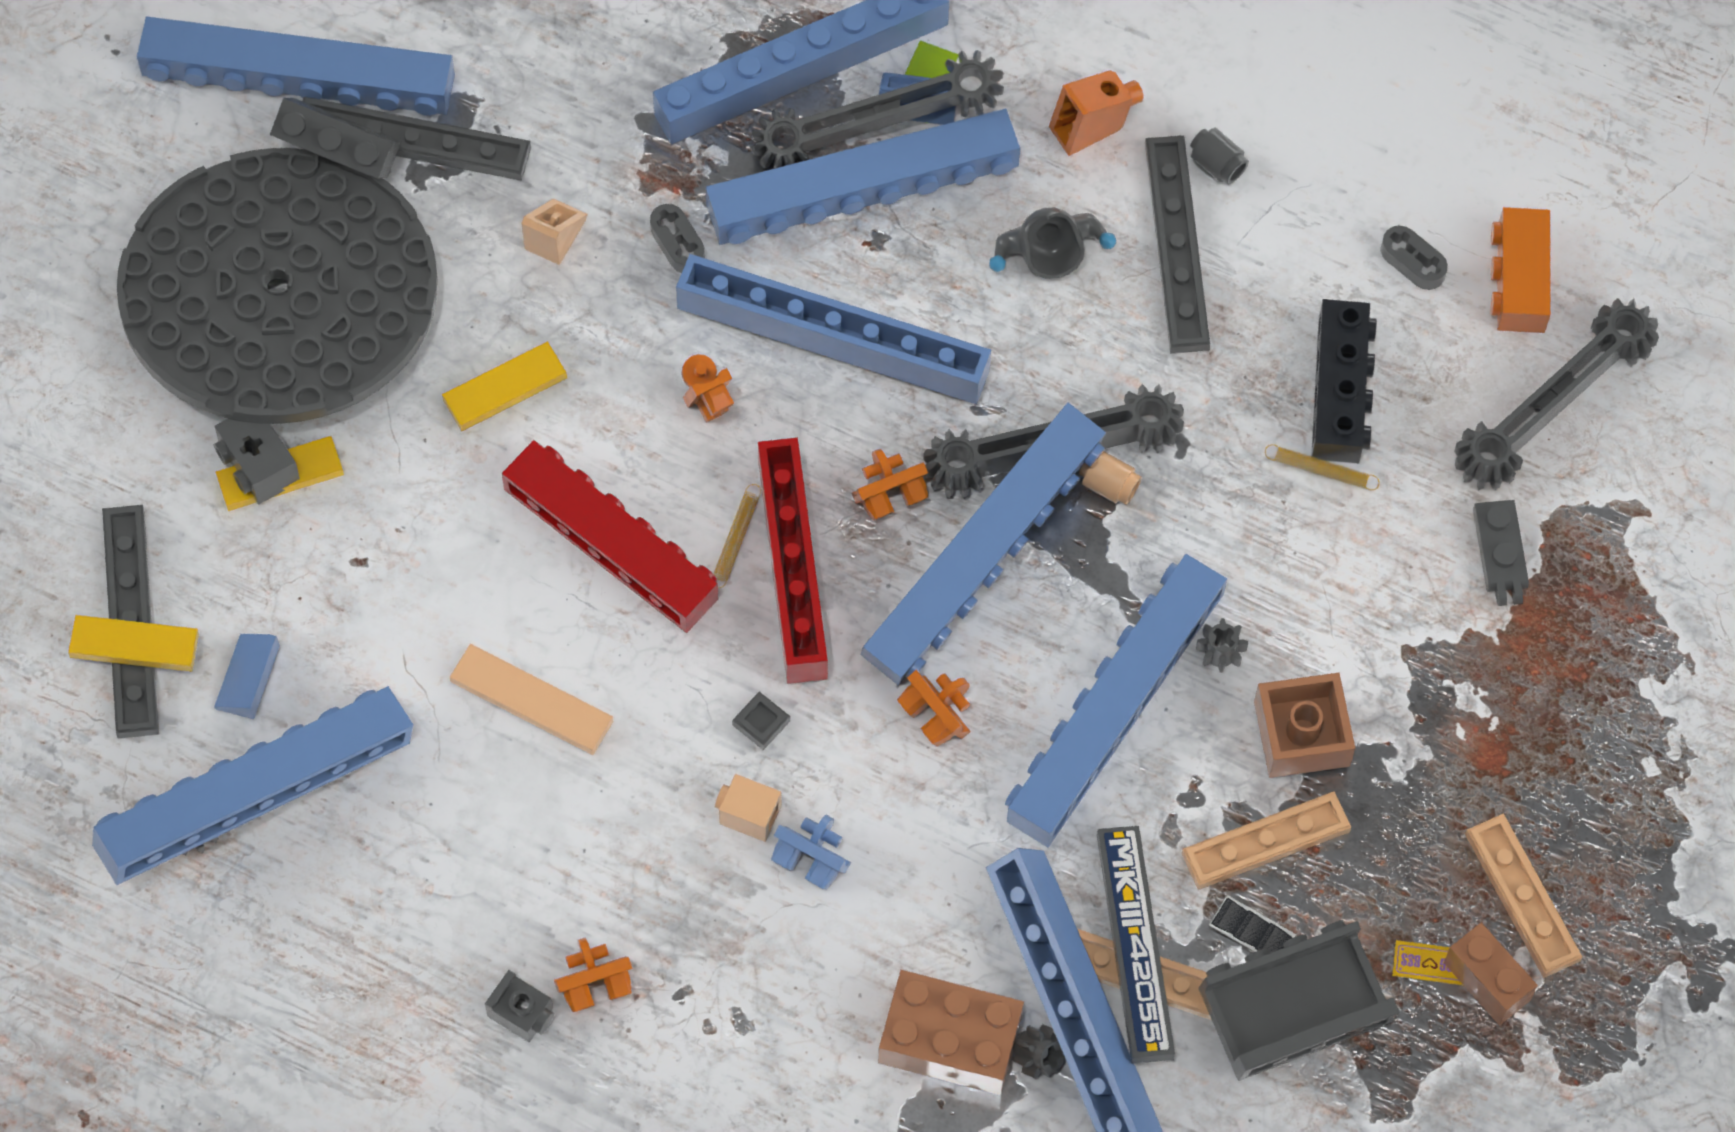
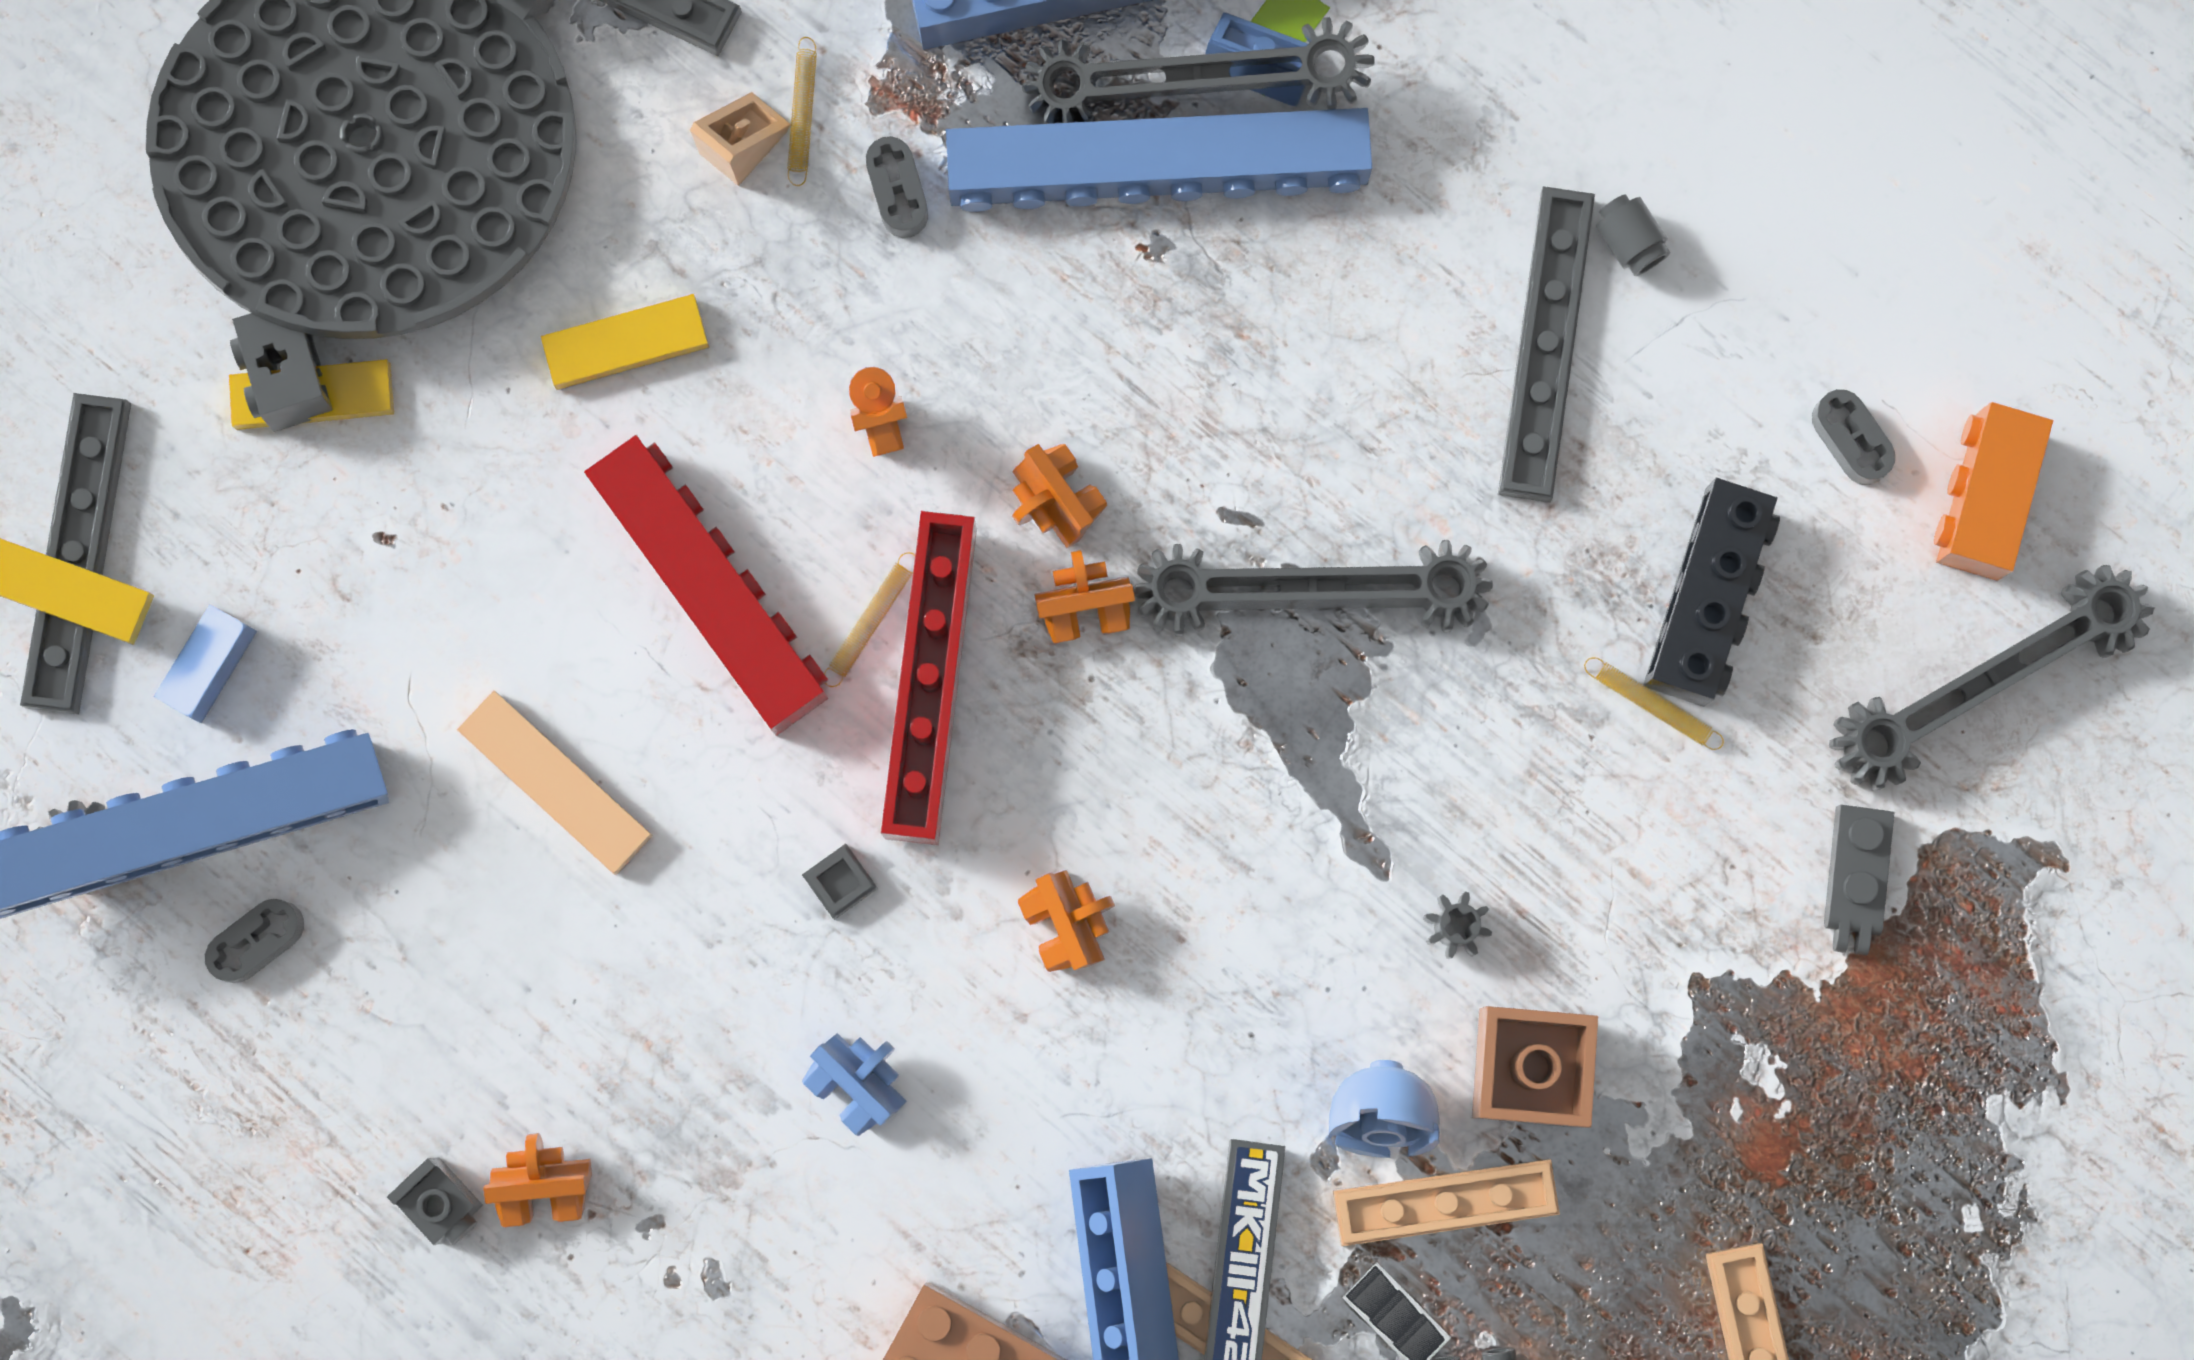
camera: 15 degrees right, 15 degrees up
(341, 865) = (246, 931): none -> dark grey beam
(594, 204) = (805, 112): none -> yellow piece
(748, 807) = (790, 1001): light nougat brick -> none
(833, 329) = (1063, 366): medium blue brick -> none
(847, 421) = (1050, 499): none -> orange hips
(983, 544) = (1181, 719): medium blue brick -> none
(1051, 242) = (1380, 307): dark grey piece -> none
(1092, 109) = (1484, 133): orange torso -> none
(1111, 478) = (1372, 656): light nougat brick -> none
(1115, 700) = (1302, 967): medium blue brick -> none
(1205, 783) = (1384, 1110): none -> light blue cylinder

